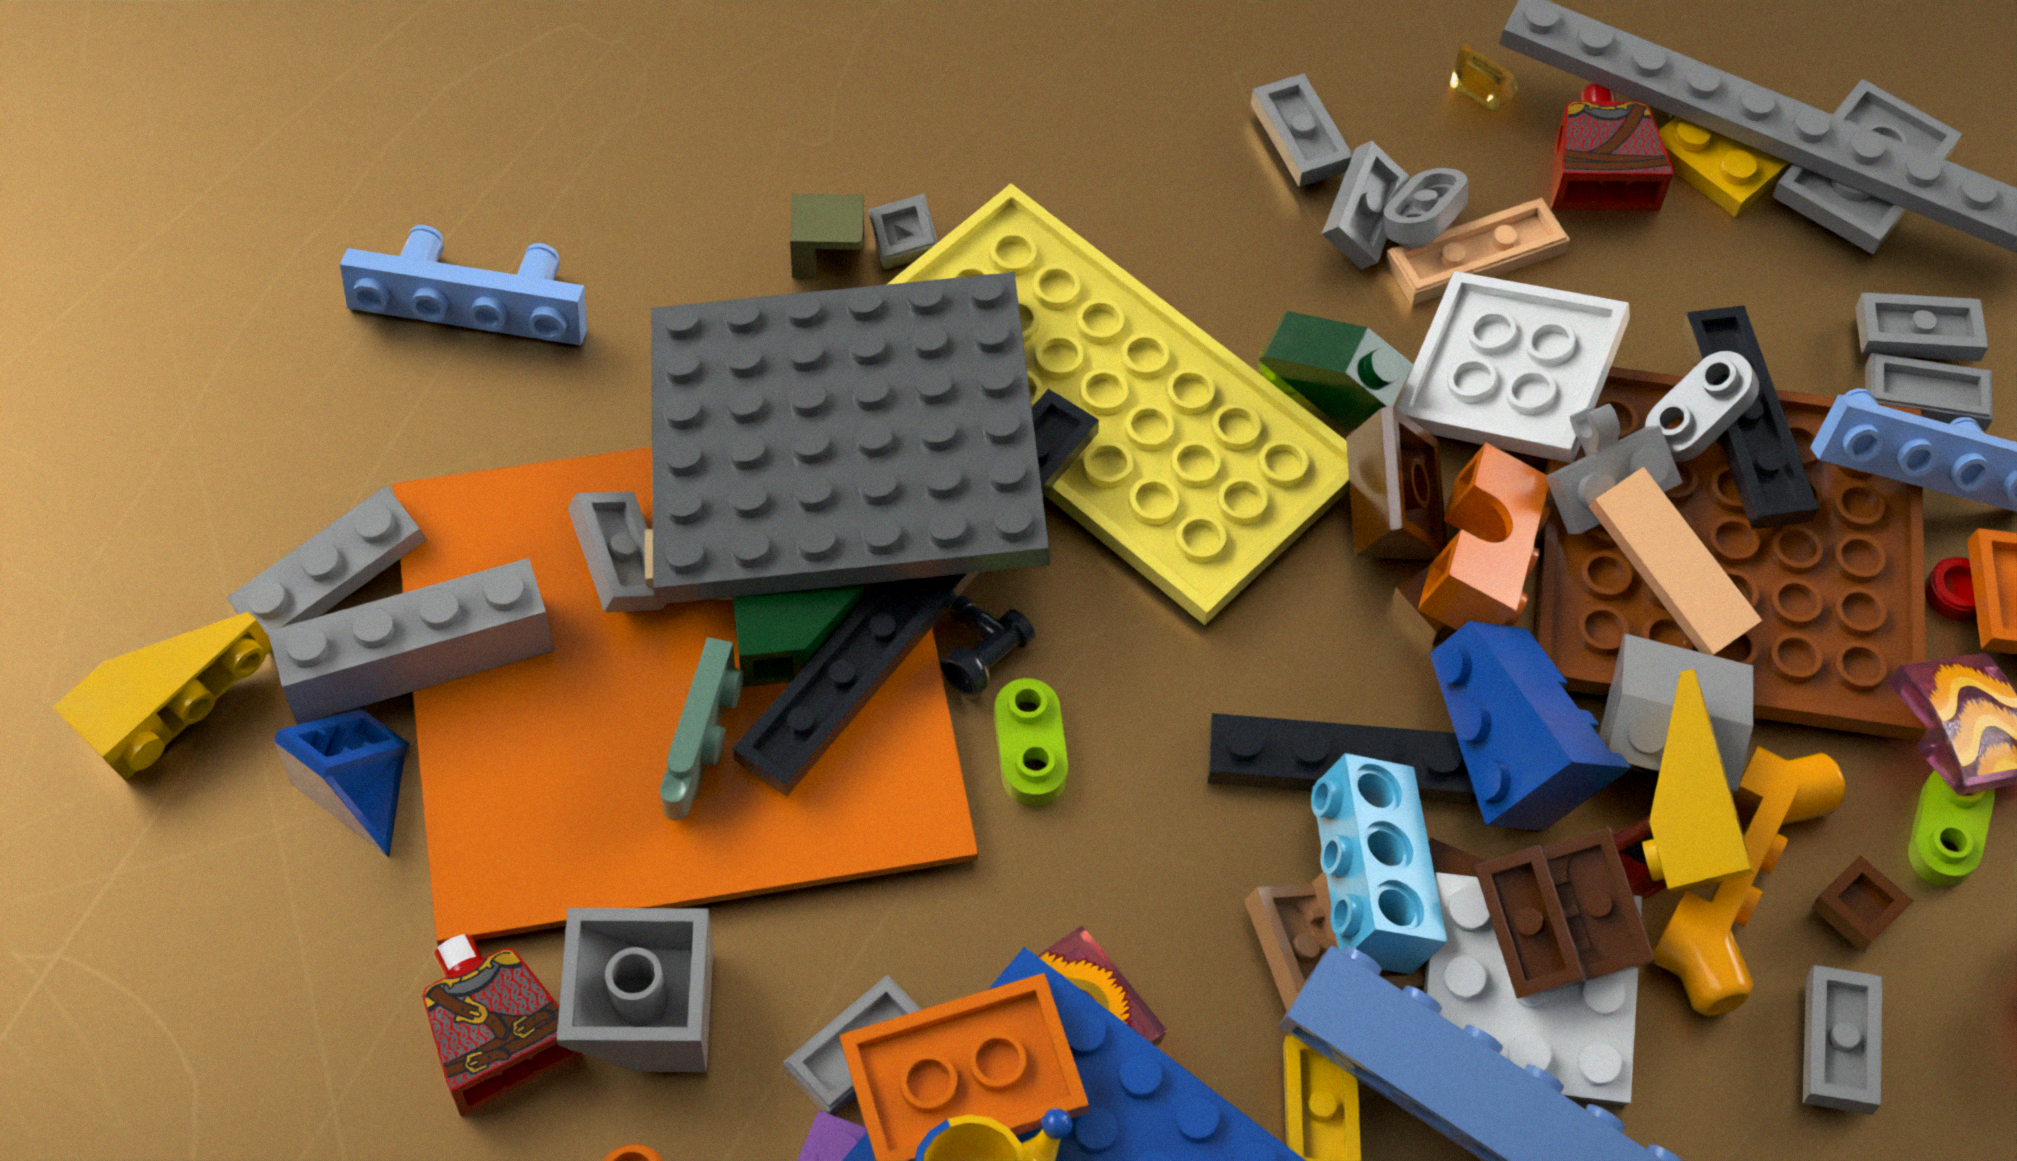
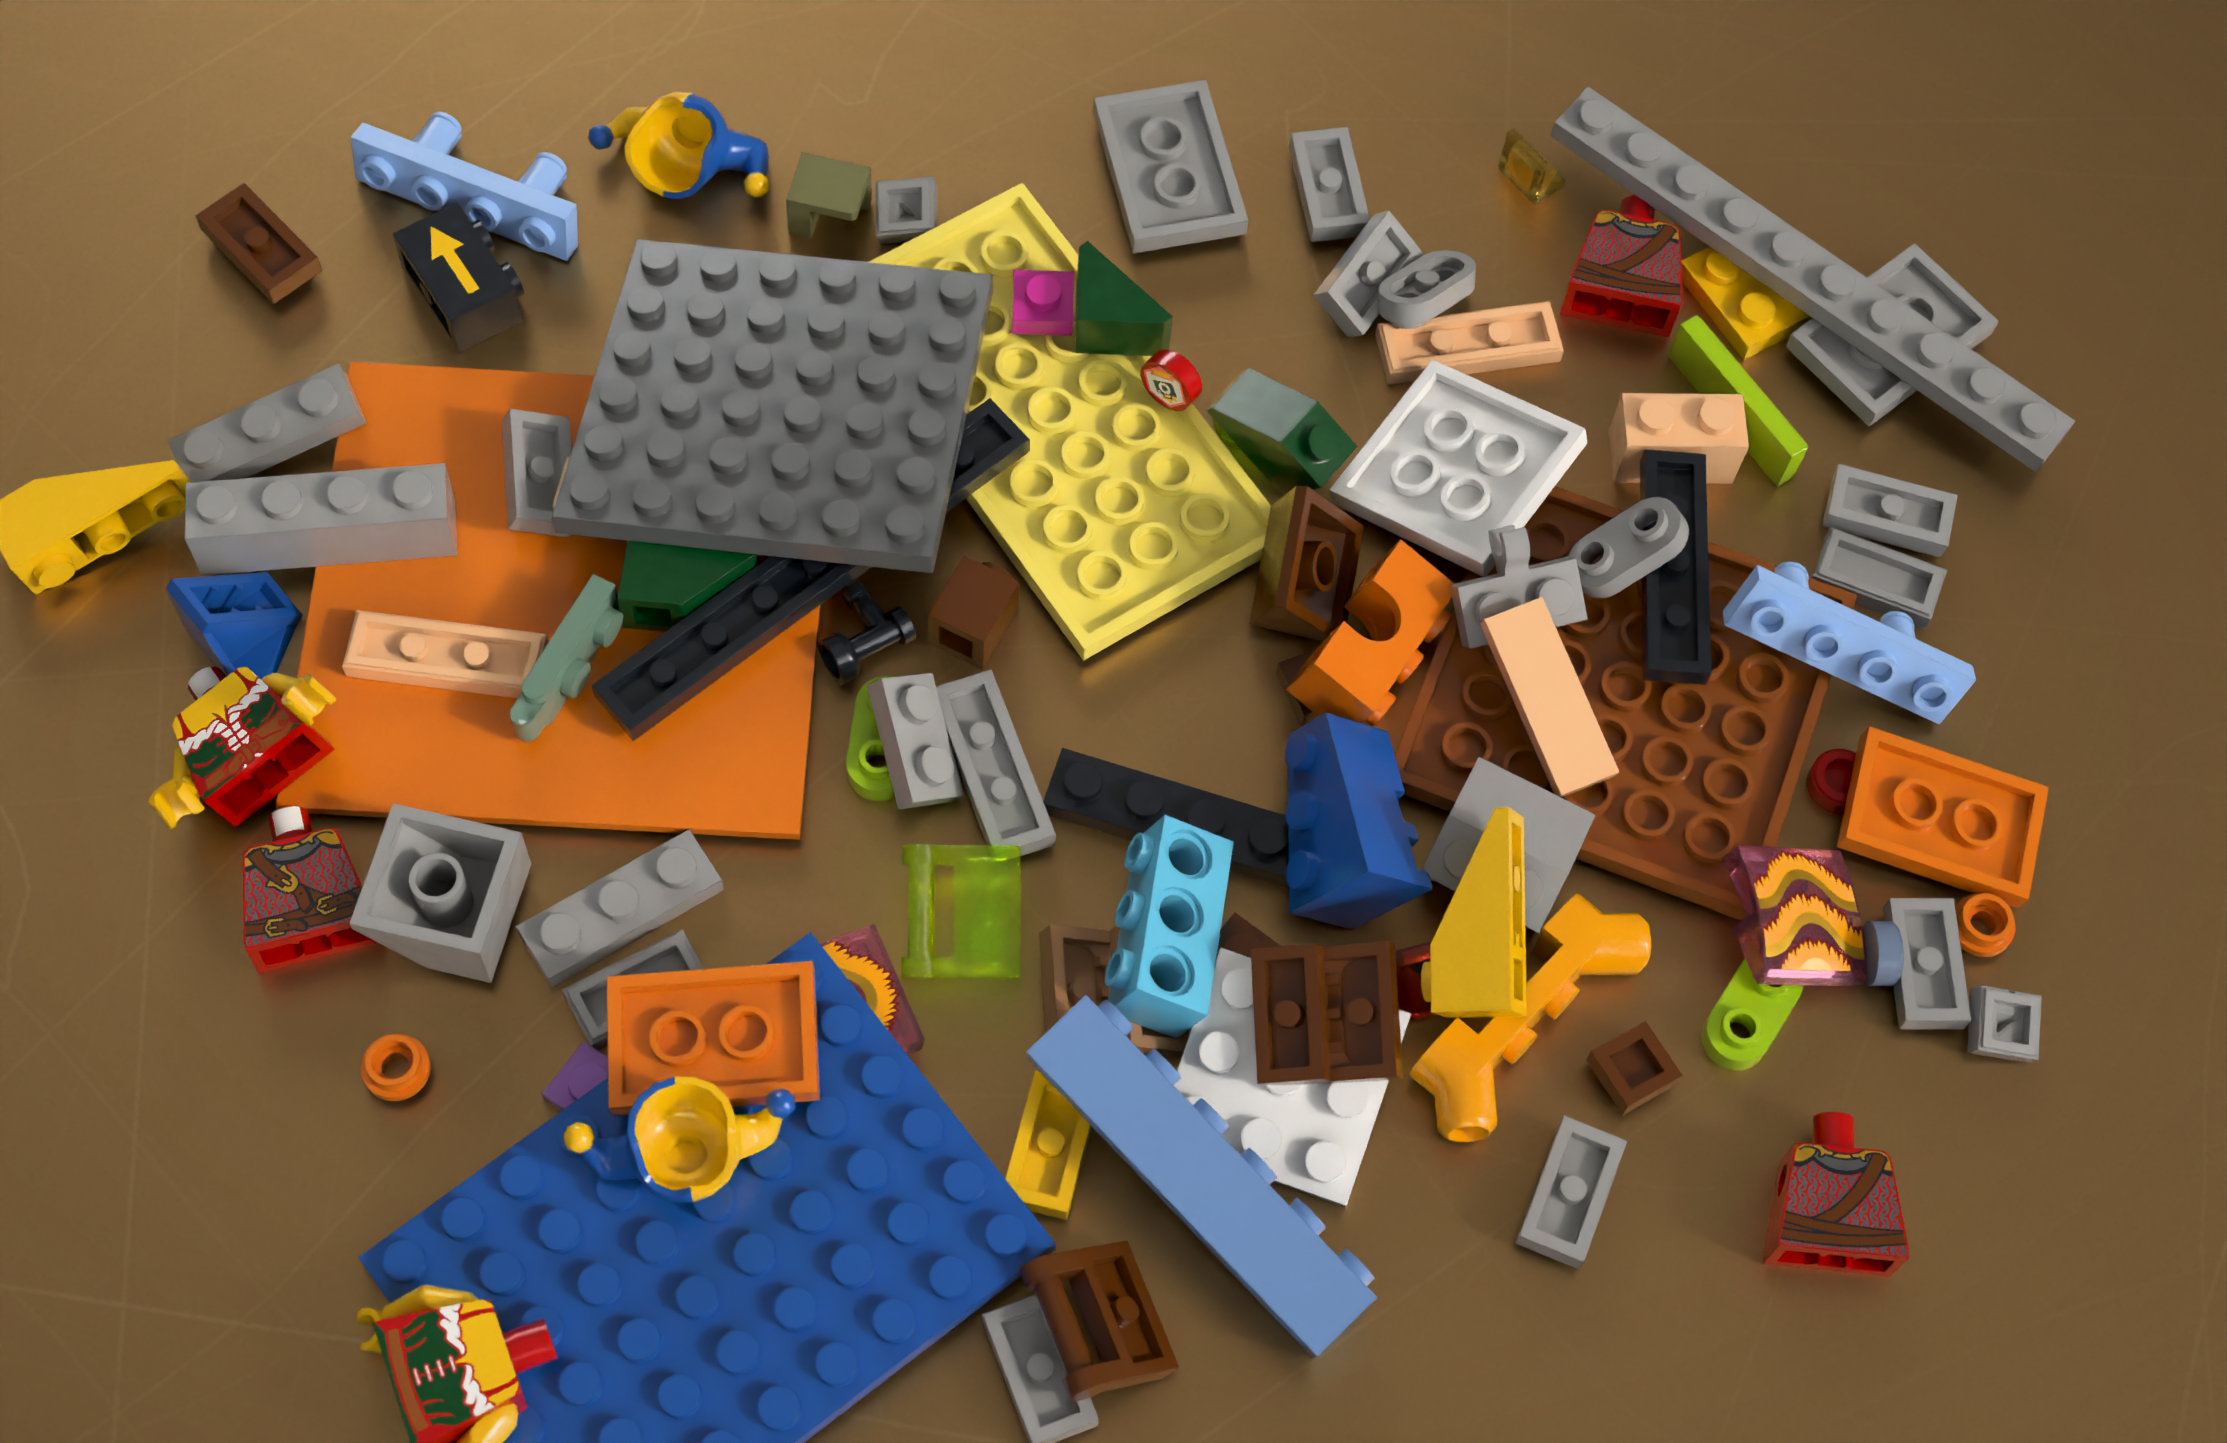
camera: 10 degrees right, 5 degrees up
(268, 386) = (259, 243): none -> reddish brown plate
(390, 879) = (241, 743): none -> torso
(481, 379) = (460, 277): none -> black brick
(569, 751) = (441, 654): none -> light nougat tile
(669, 211) = (682, 145): none -> yellow piece
(816, 968) = (620, 908): none -> light grey plate
(1067, 290) = (1043, 302): none -> dark pink plate
(1069, 736) = (915, 740): none -> light grey plate
(1086, 599) = (973, 611): none -> reddish brown brick
(1142, 283) = (1114, 311): none -> dark green slope
(1145, 142) = (1170, 166): none -> light grey plate
(1150, 746) = (994, 765): none -> light grey plate
(1185, 889) = (983, 911): none -> clear neon green plate
(1216, 337) = (1171, 380): none -> red tile
(1704, 283) = (1679, 424): none -> light nougat brick
(1748, 254) = (1715, 371): none -> lime tile

